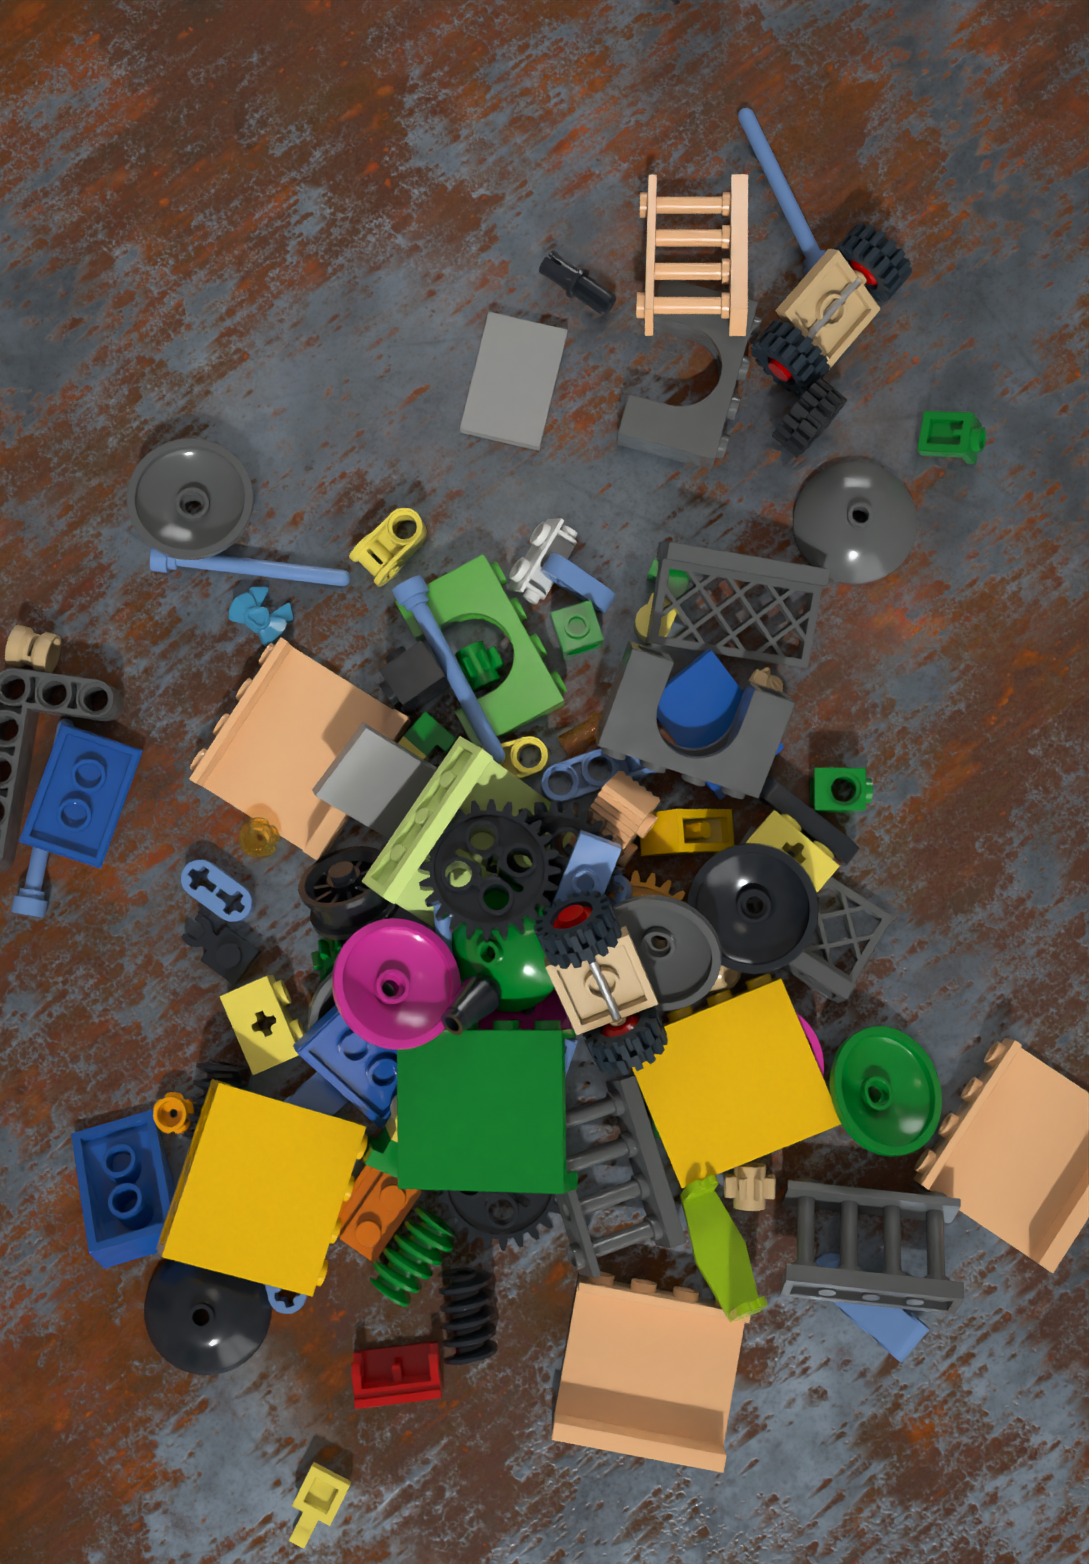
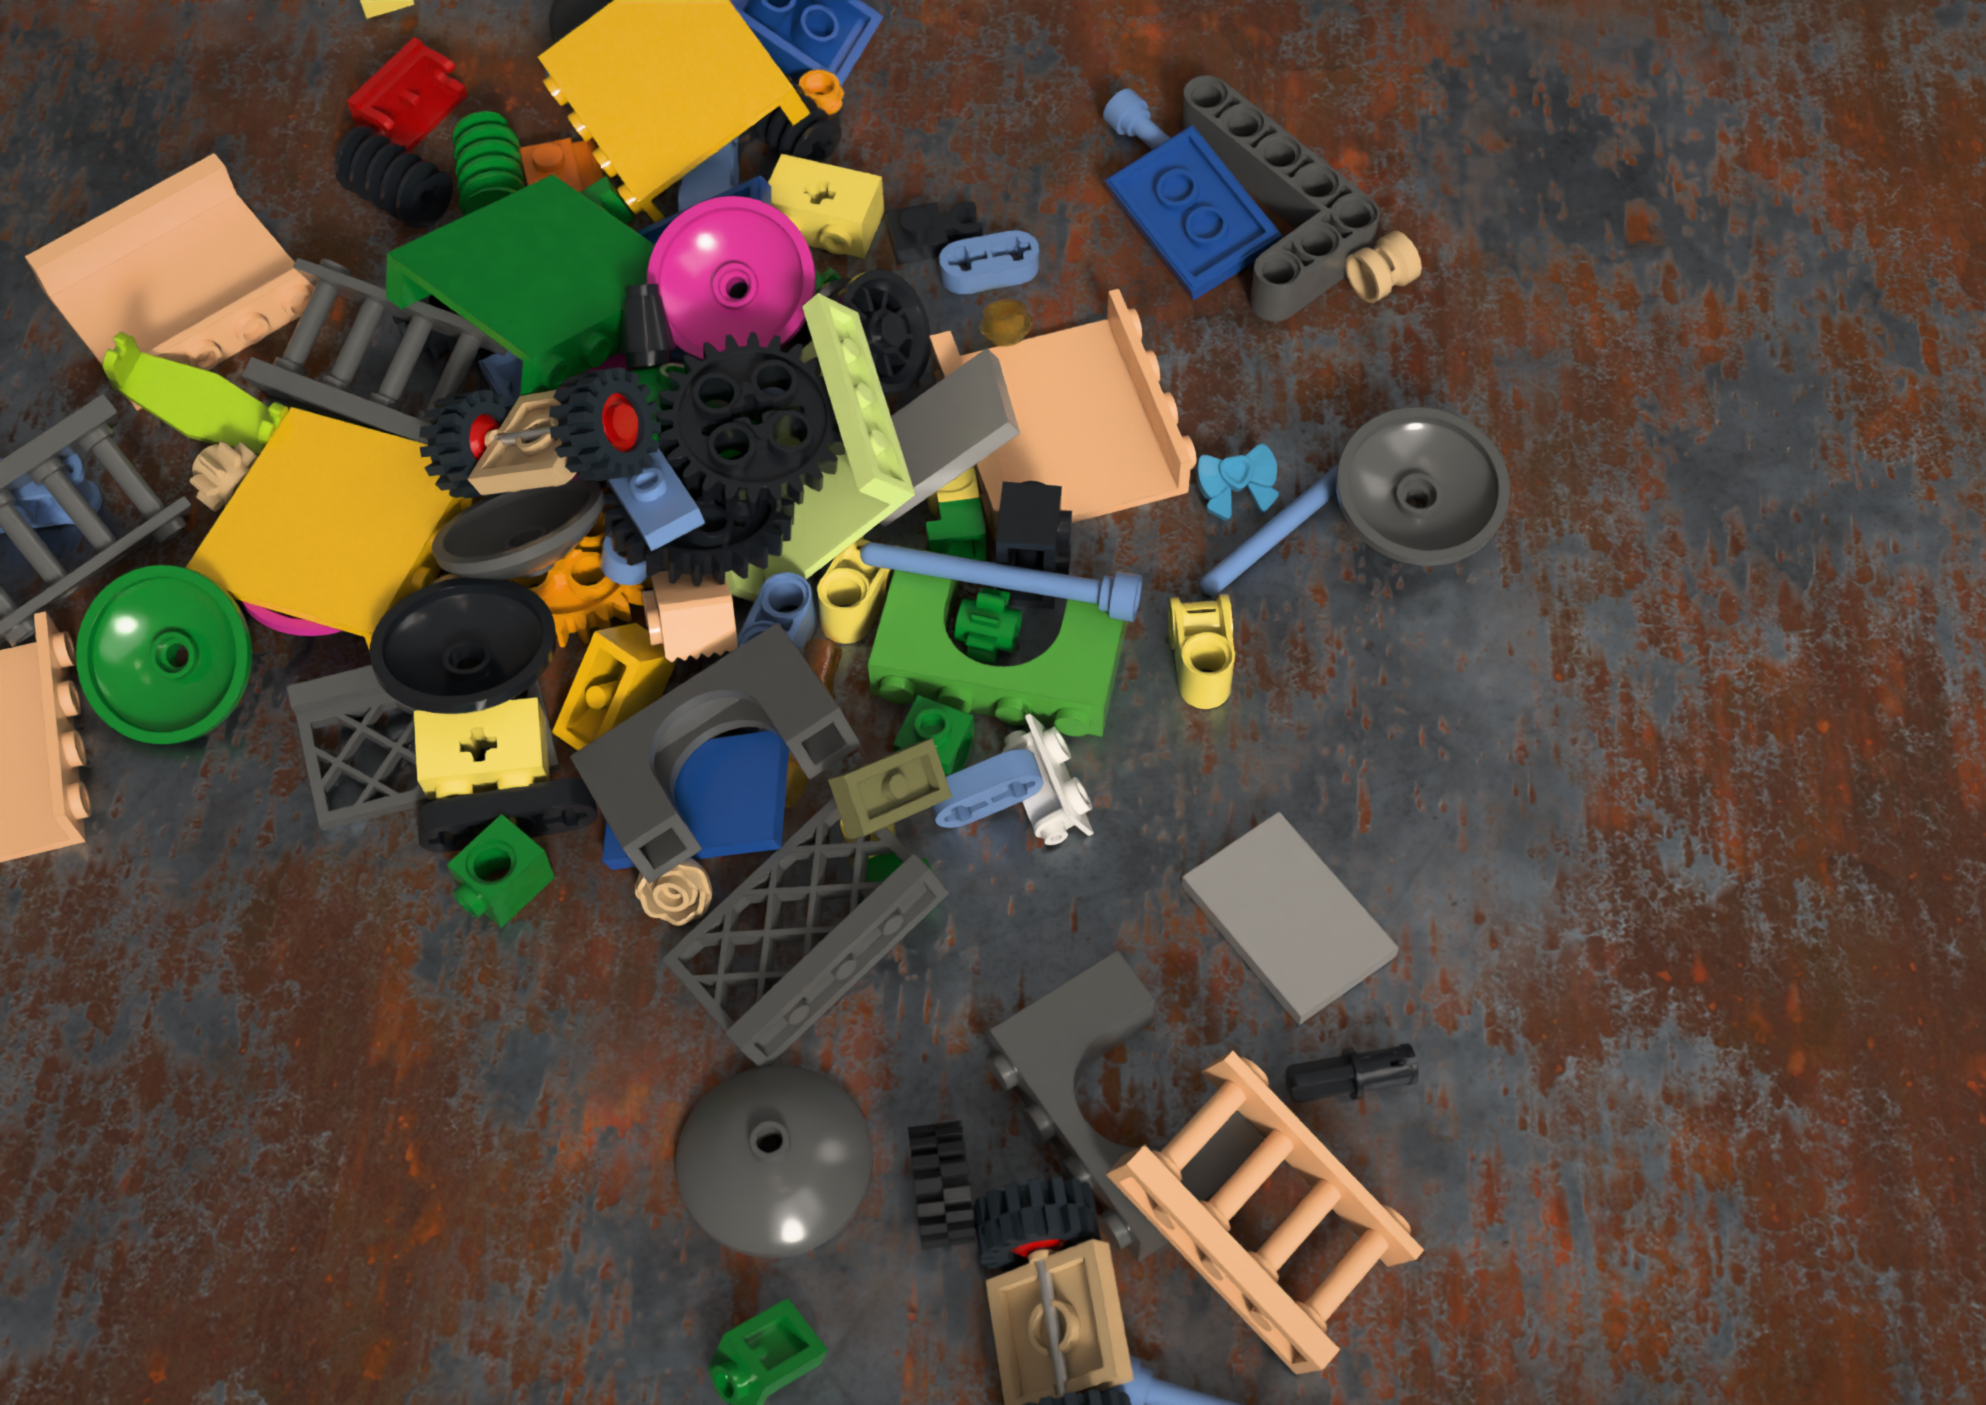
camera: 125 degrees right, 25 degrees down
(638, 606) = (890, 788): none -> olive plate

